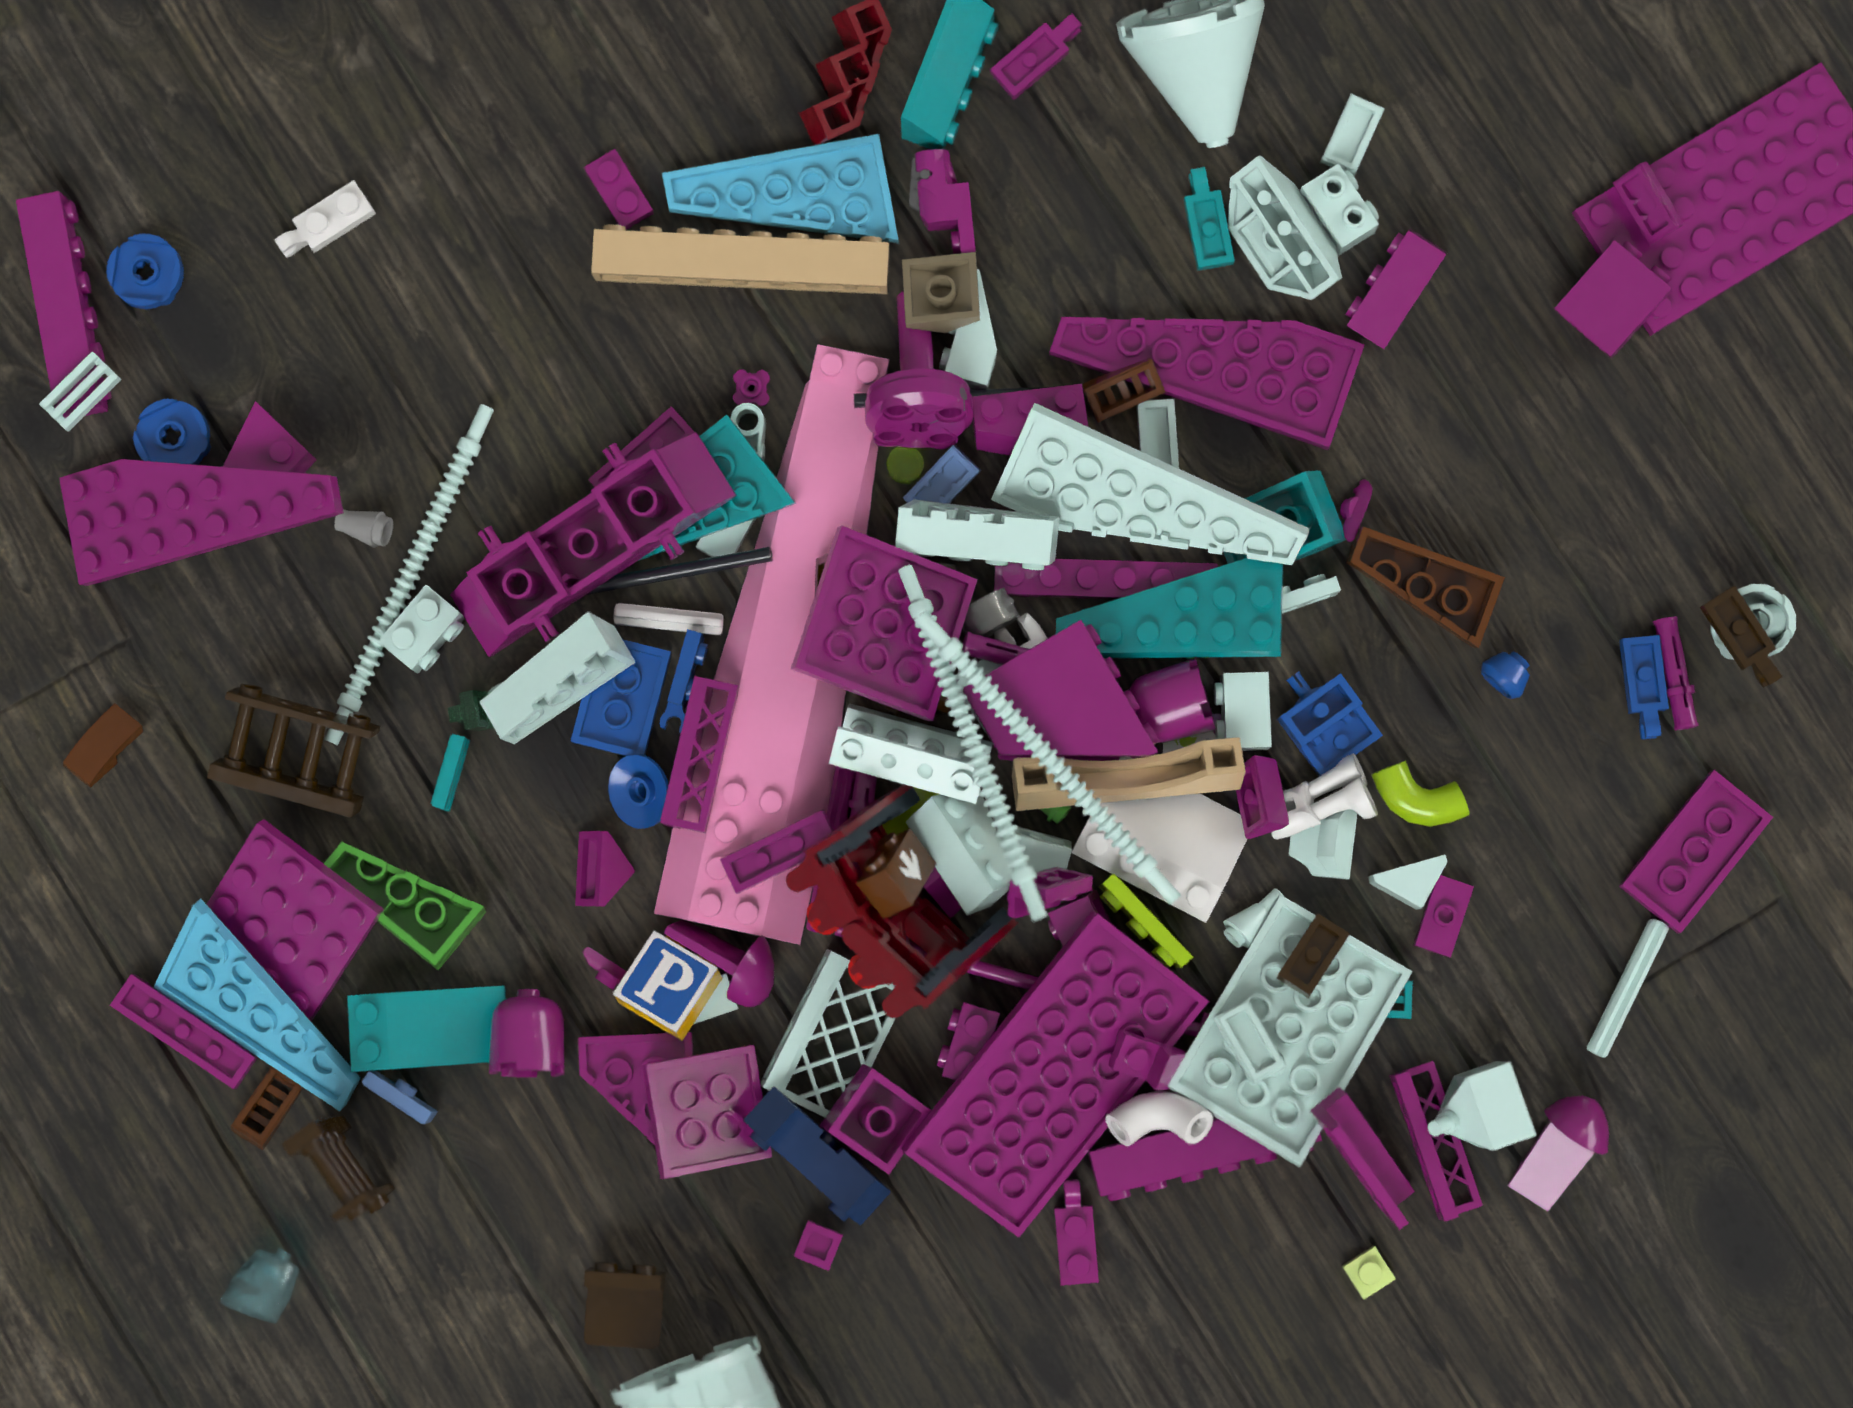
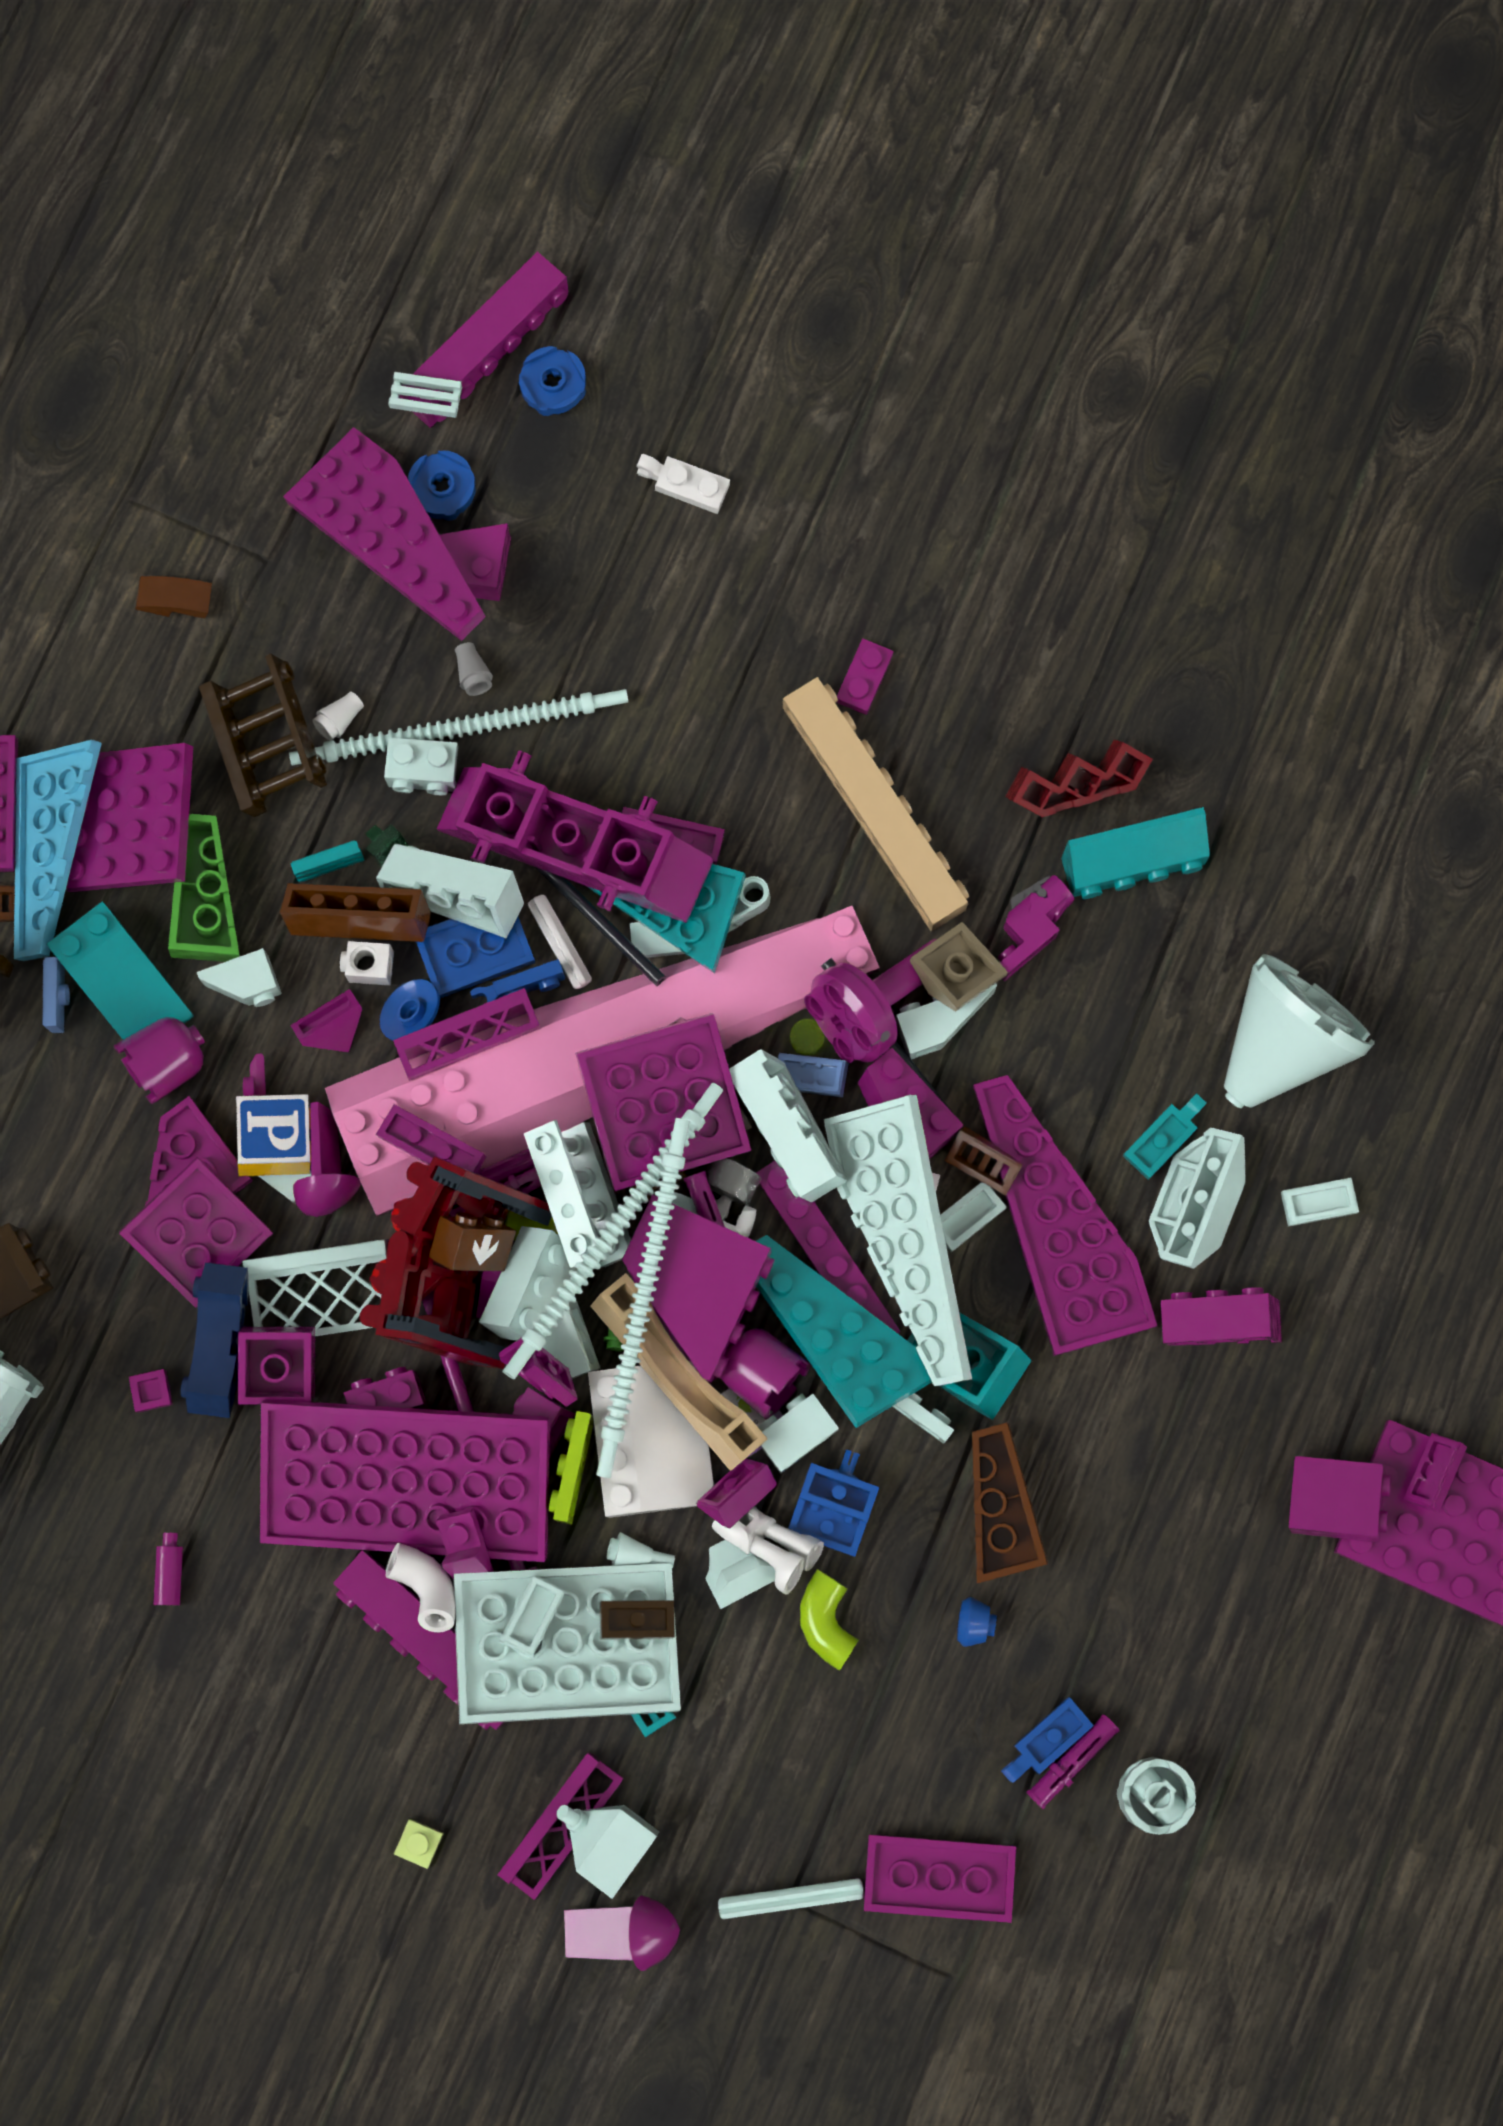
camera: 55 degrees right, 5 degrees down
(322, 675) = (337, 716): none -> white cone
(506, 917) = (245, 979): none -> light aqua slope
(518, 778) = (355, 912): none -> reddish brown brick
(585, 795) = (381, 970): none -> white brick
(759, 380) = (779, 889): magenta plate -> none
(810, 188) = (969, 816): medium azure wing -> none
(988, 1334) = (168, 1571): none -> magenta cylinder
(1035, 56) = (1198, 913): magenta plate -> none
(1075, 1238) = (290, 1588): magenta plate -> none
(1340, 208) = (1252, 1231): light aqua brick -> none
(1354, 509) = (1021, 1409): magenta piece -> none
(1364, 1153) = (505, 1770): magenta fence -> none
(1411, 882) = (753, 1660): light aqua slope -> none
(1443, 916) = (745, 1707): magenta plate -> none
(1742, 634) = (1136, 1788): dark brown plate -> none

